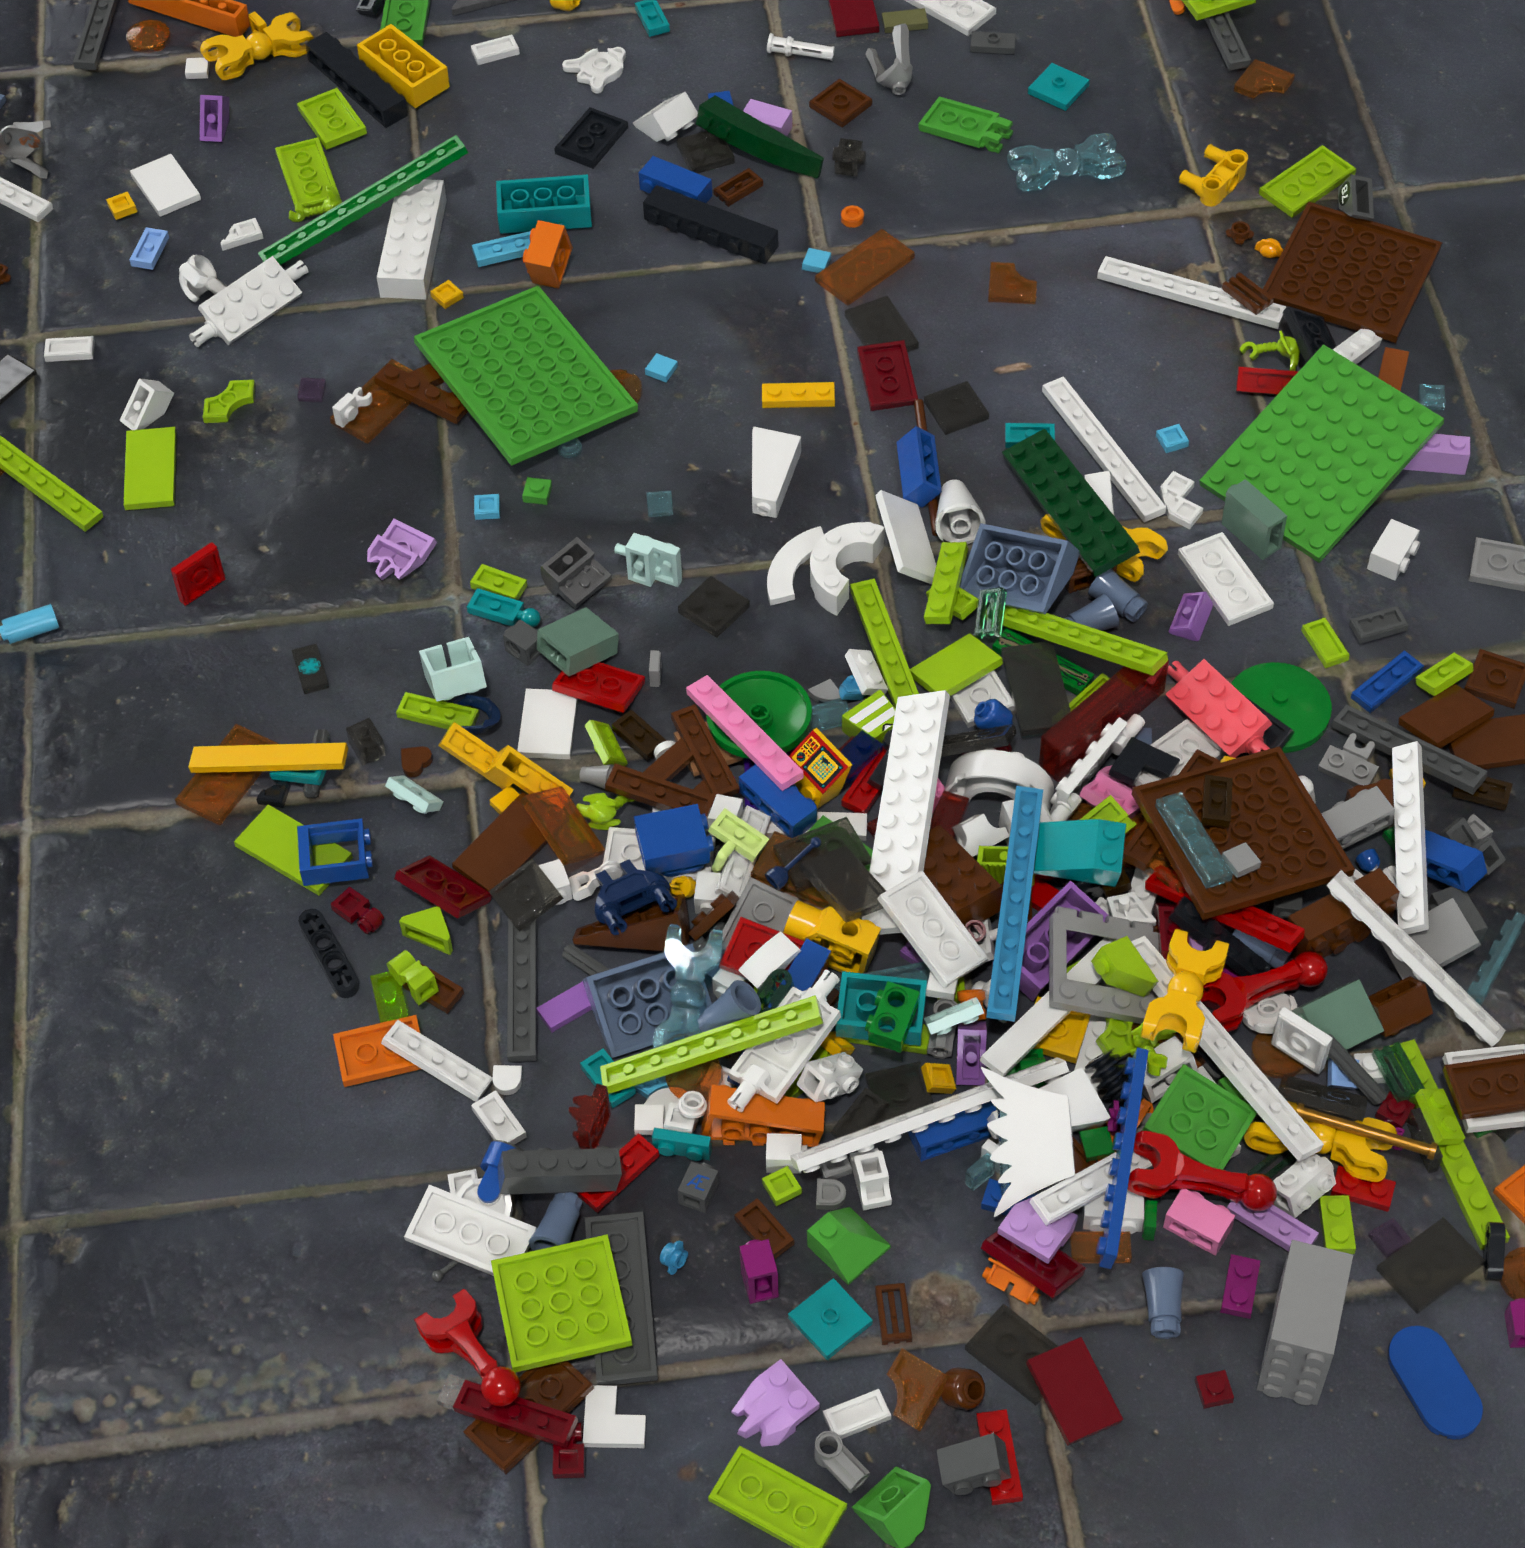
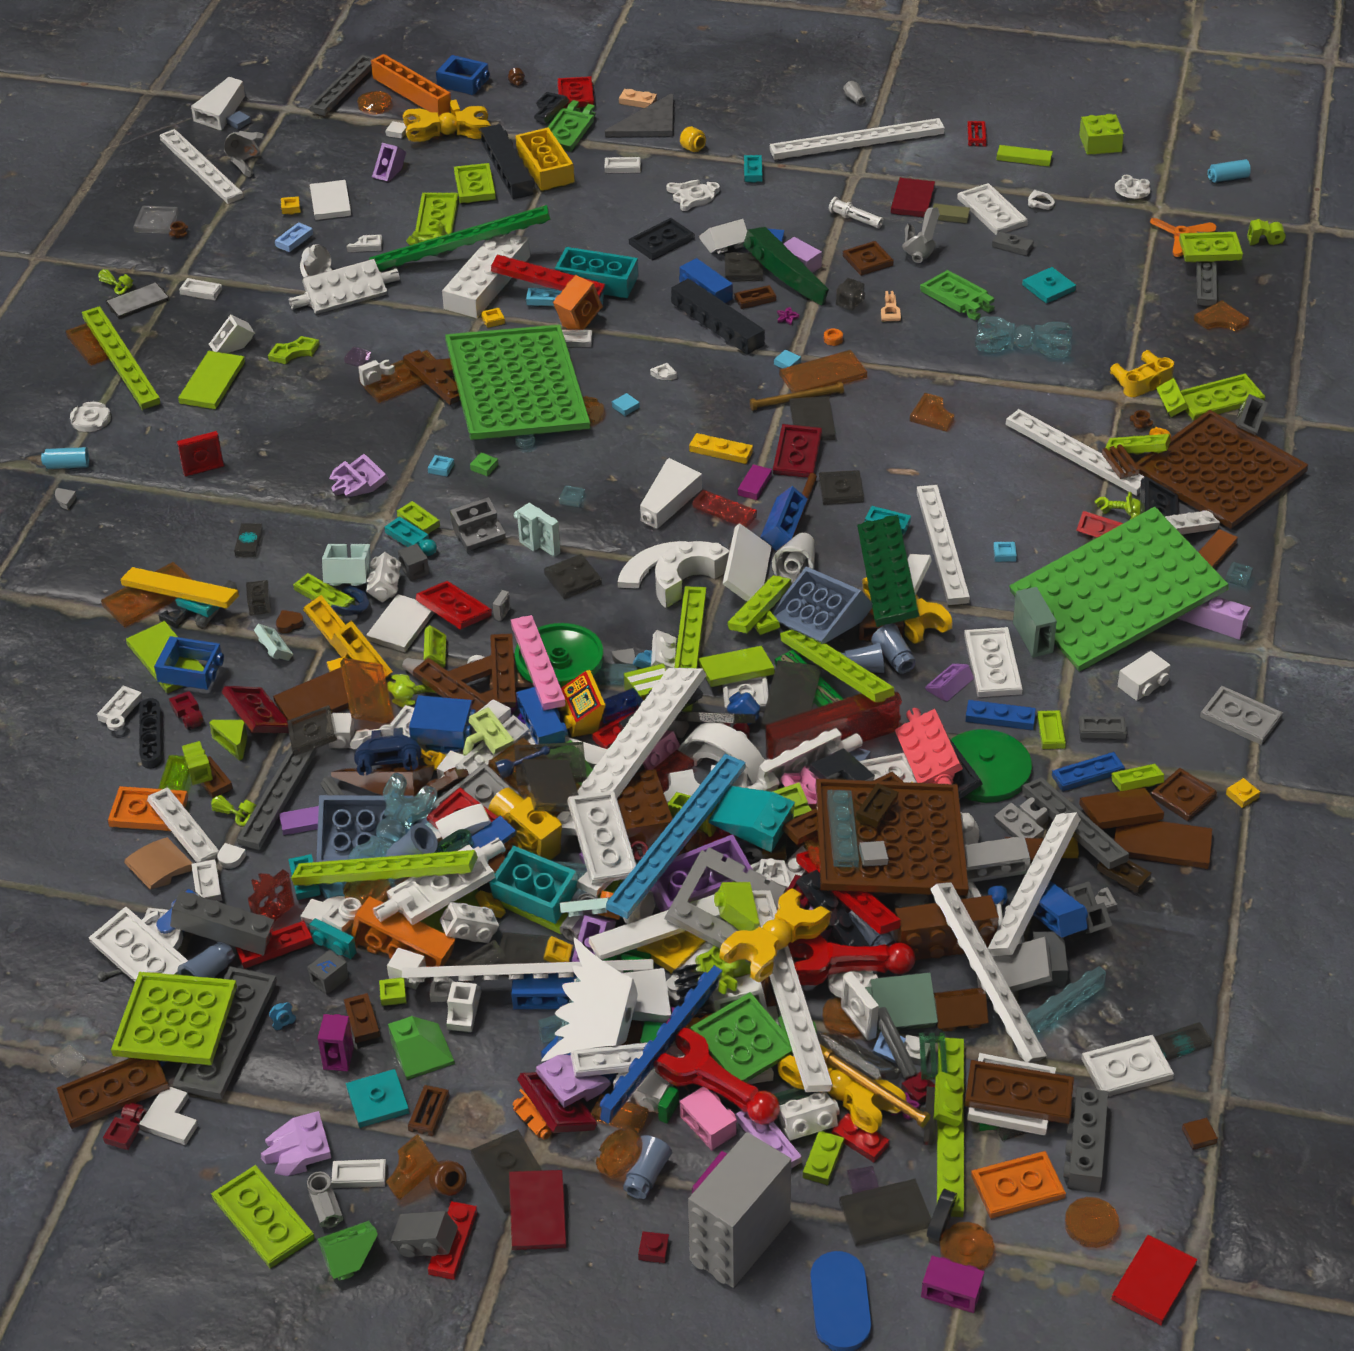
camera: 20 degrees right, 10 degrees down
(25, 559) = (90, 417): none -> white tile
(54, 676) = (65, 497): none -> light grey tile
(275, 933) = (119, 708): none -> white hinge
(429, 1115) = (158, 863): none -> medium nougat slope
(458, 1335) = (90, 1018): red piece -> none
(465, 1019) = (221, 805): none -> lime piece
(482, 226) = (536, 274): none -> red plate
(502, 672) = (383, 577): none -> white brick
(519, 1416) = (97, 1084): dark red plate -> none
(563, 294) = (578, 338): none -> white tile
(577, 641) = (451, 570): sand green brick -> none
(637, 734) = (462, 645): dark brown plate -> none
(683, 314) = (664, 372): none -> white tile
(787, 202) = (788, 315): none -> magenta plant
(808, 327) = (754, 404): none -> pearl gold bar
(830, 1194) = (428, 1009): light grey tile -> none
(843, 472) = (724, 508): none -> clear red plate
(857, 427) = (754, 482): none -> magenta tile
(895, 153) = (890, 302): none -> light nougat piece
(898, 1017) = (536, 890): green brick -> none
(994, 614) = (782, 633): clear green tile -> none
(1130, 1295) = (619, 1153): none -> clear orange tile
(1177, 507) = (982, 600): white tile -> none
(1257, 265) = (1141, 444): none -> lime plate
(1260, 196) = (1172, 397): none -> lime plate
(1264, 641) = (1000, 714): none -> blue plate

